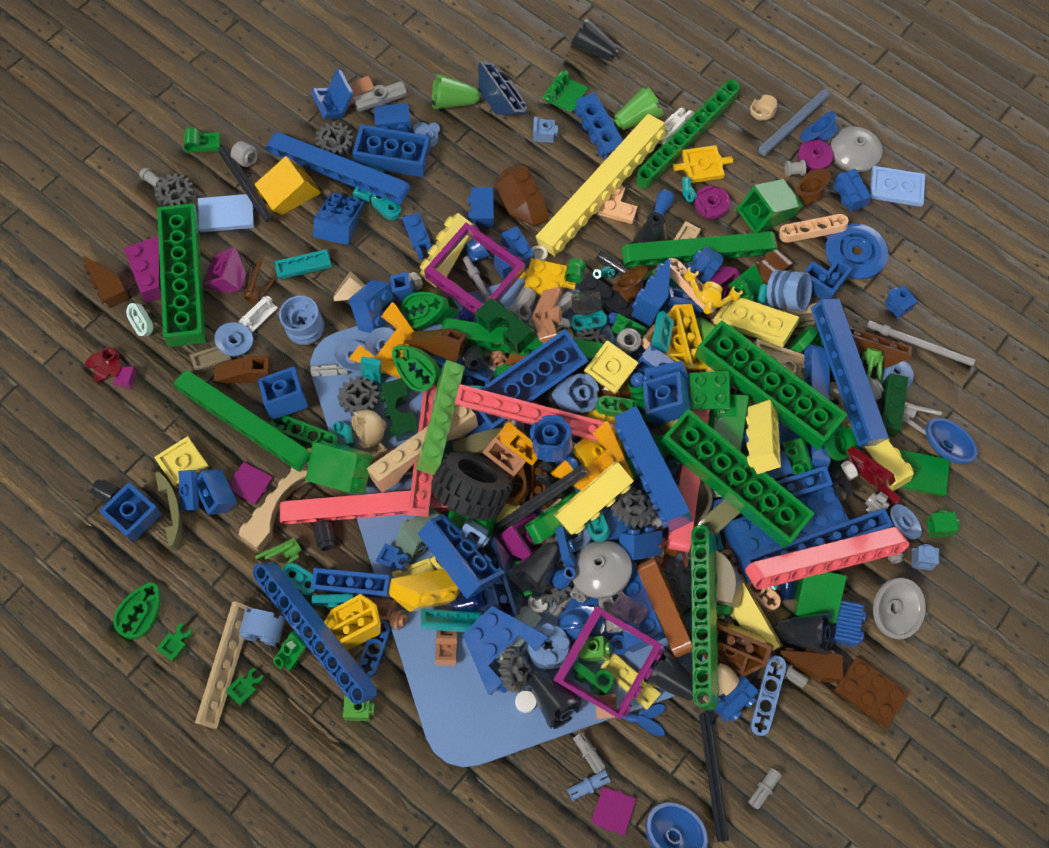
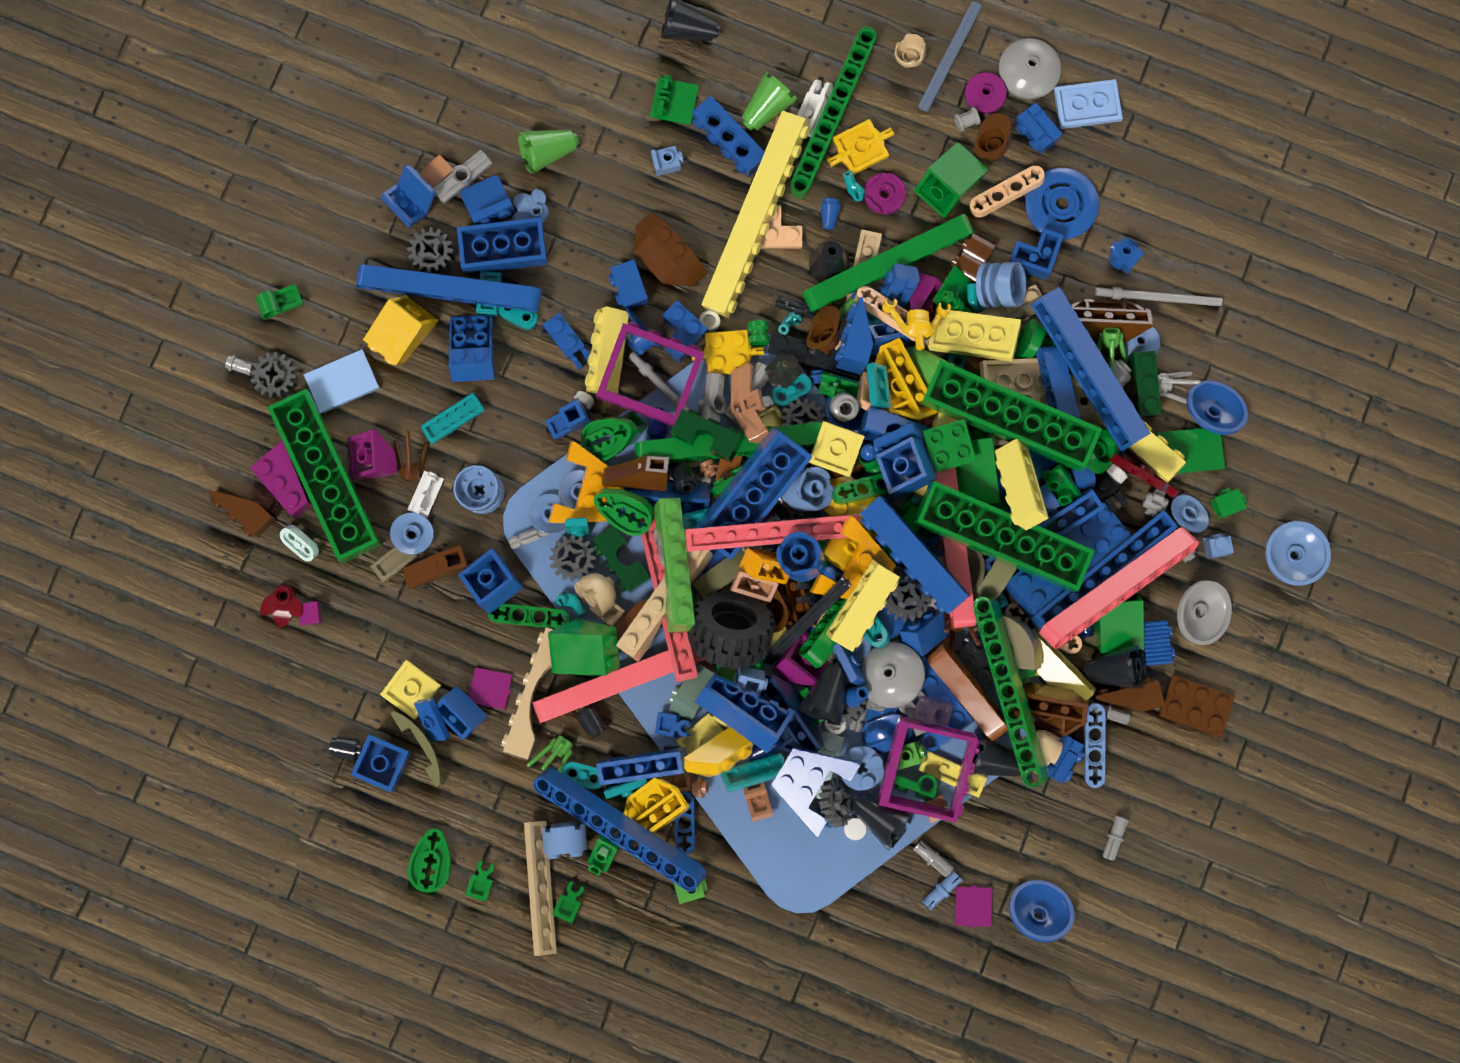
camera: 15 degrees left, 15 degrees up
(242, 420) = (458, 625): green beam -> none
(244, 153) = (334, 302): light grey head -> none
(246, 184) = (350, 339): black axle -> none
(348, 287) = (517, 431): tan slope -> none
(368, 305) = (547, 447): blue brick -> none
(499, 91) = (601, 128): dark blue wedge -> none
(643, 719) = (976, 805): blue piece -> none
(714, 777) = (1063, 844): black axle -> none
(822, 129) = (983, 58): blue piece -> none
(1004, 575) = (1311, 550): none -> medium blue dish

